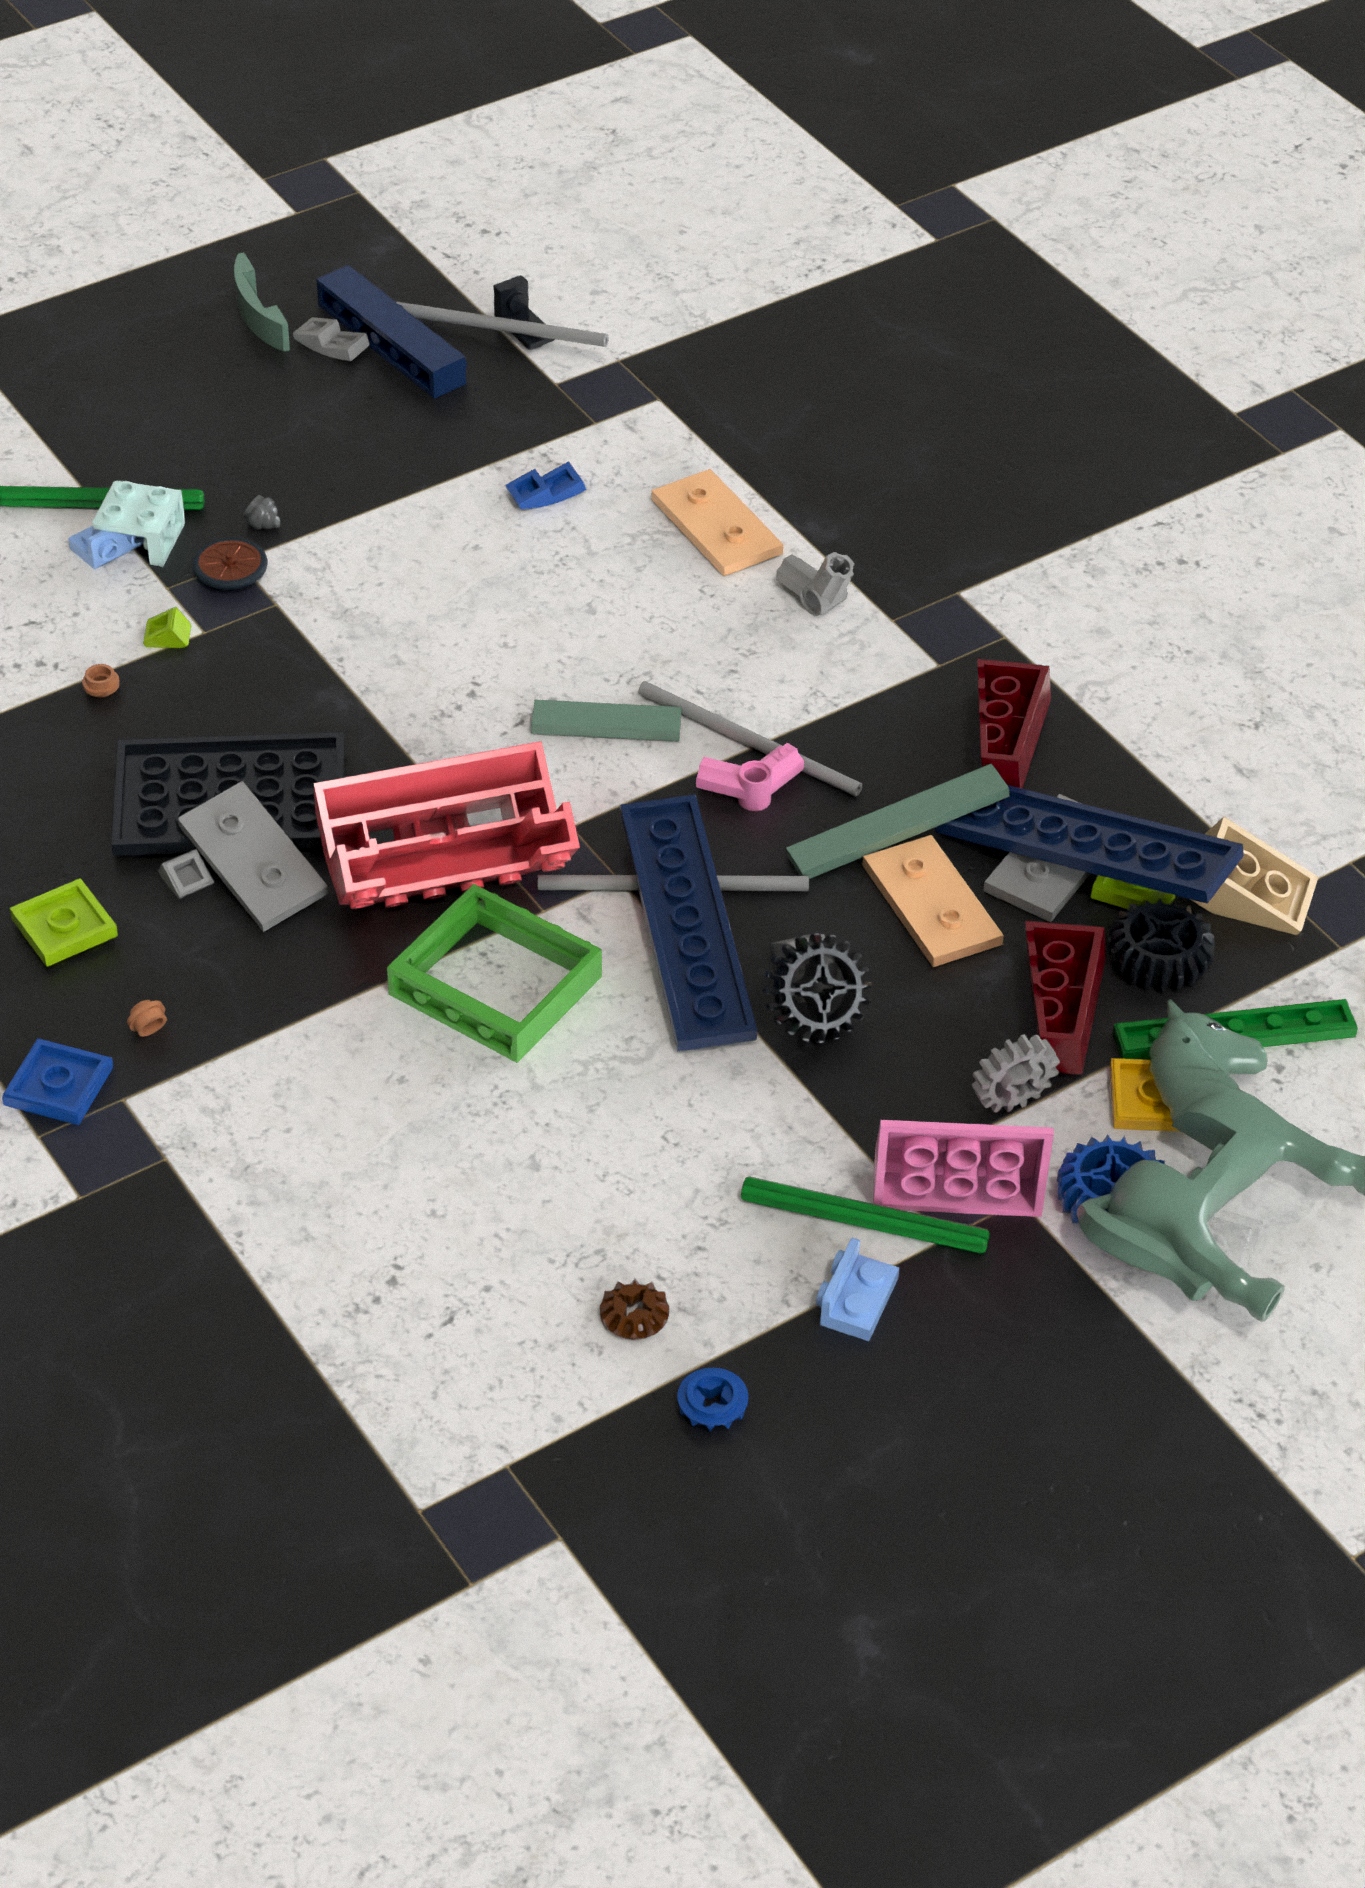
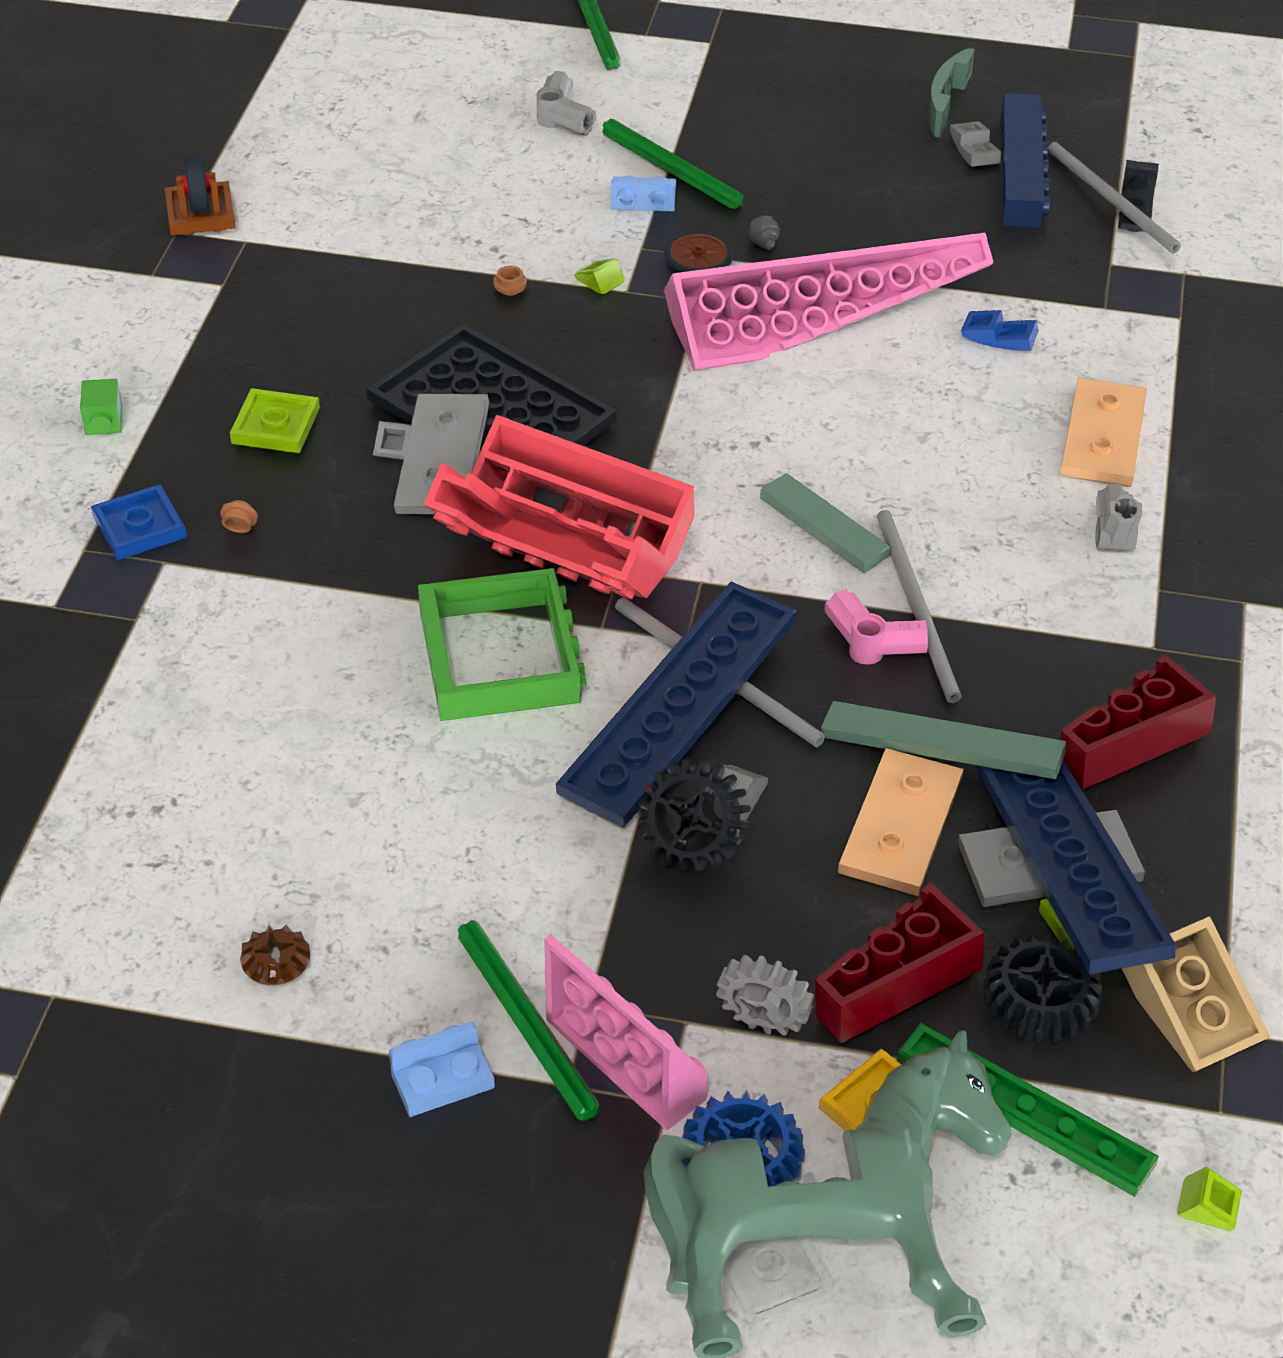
camera: 45 degrees right, 0 degrees up
(143, 512) = (675, 187): light aqua bracket -> none
(358, 569) = (777, 304): none -> bright pink wedge
(708, 1384) = (219, 1056): blue gear -> none

